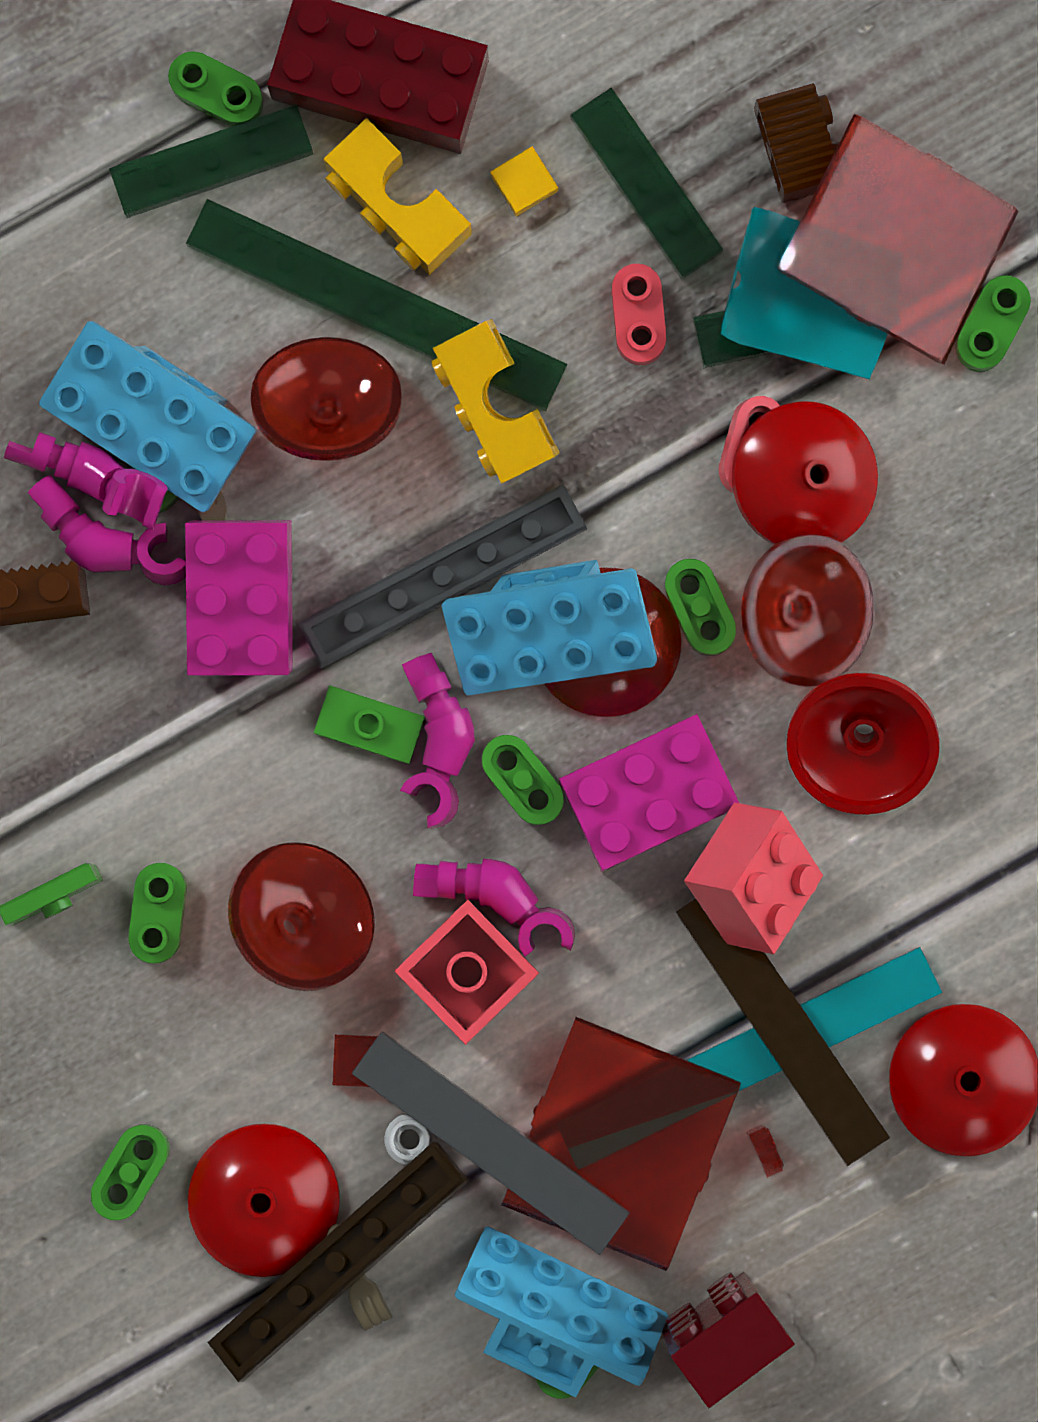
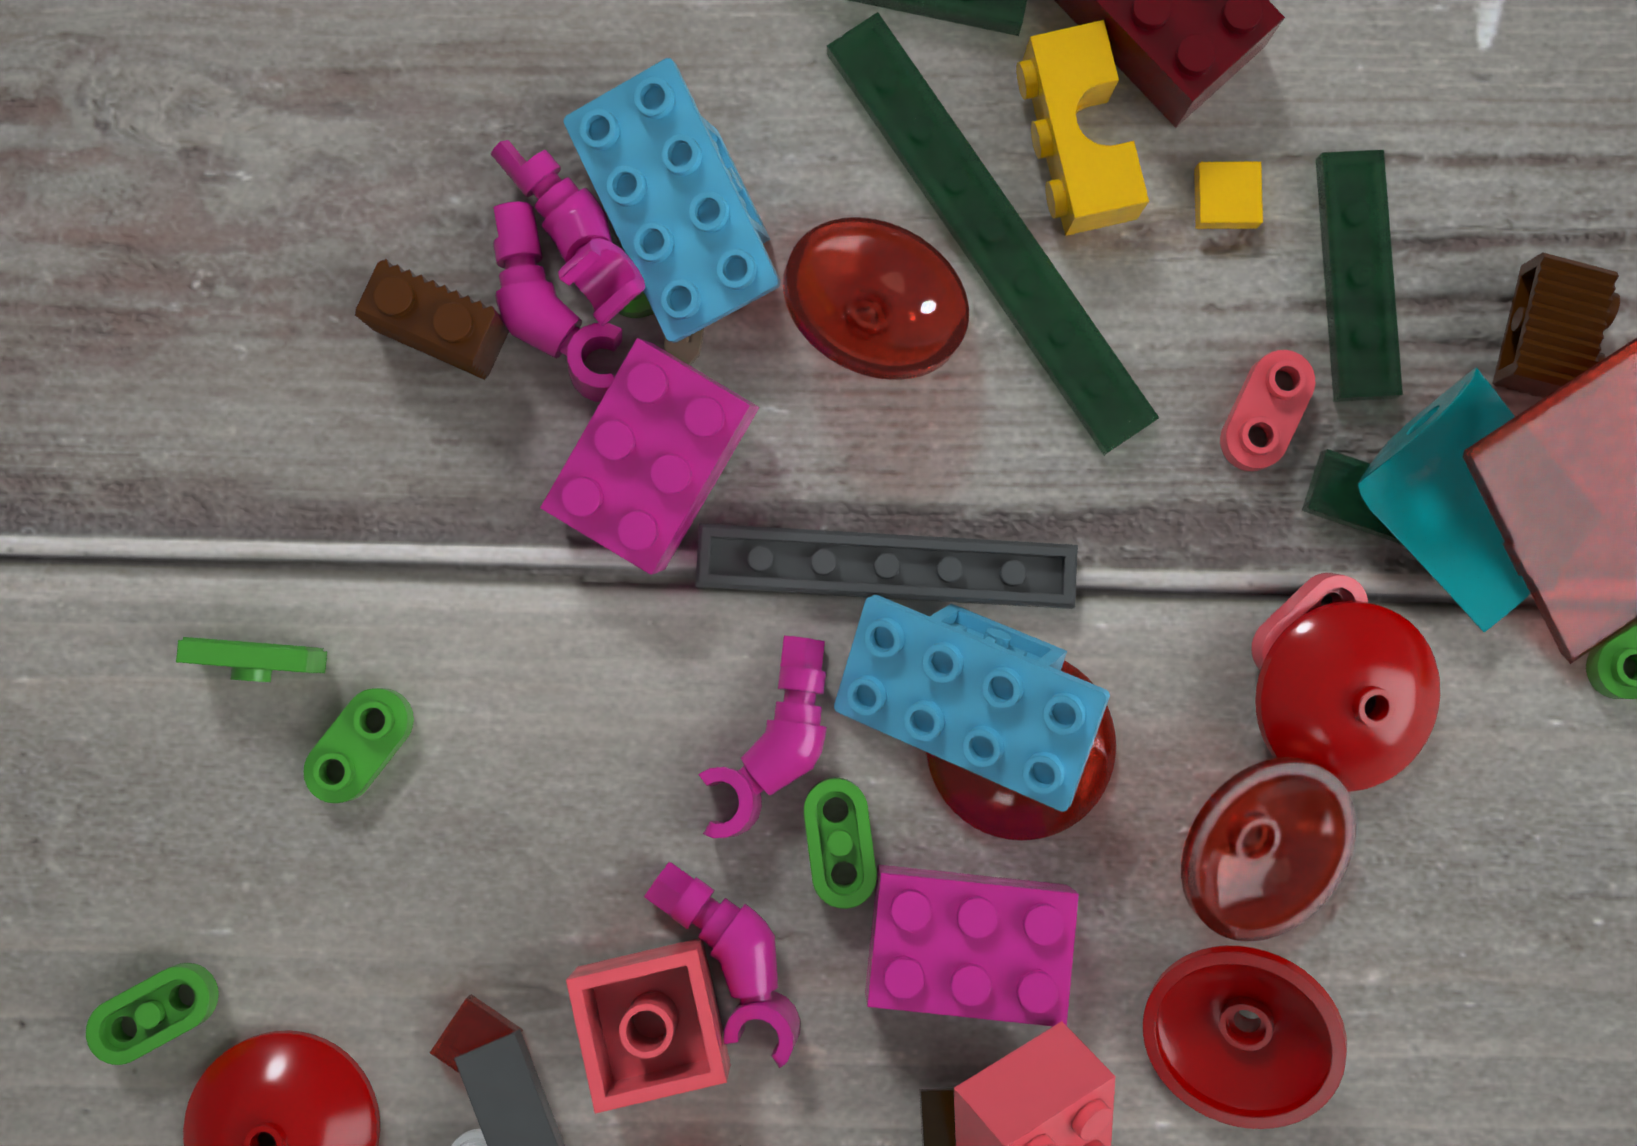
camera: 25 degrees right, 0 degrees up
(321, 901) = (542, 857): clear red dish -> none
(369, 725) = (710, 679): bright green plate -> none
(508, 443) = (1054, 353): yellow arch -> none
(701, 607) = (1153, 770): bright green plate -> none

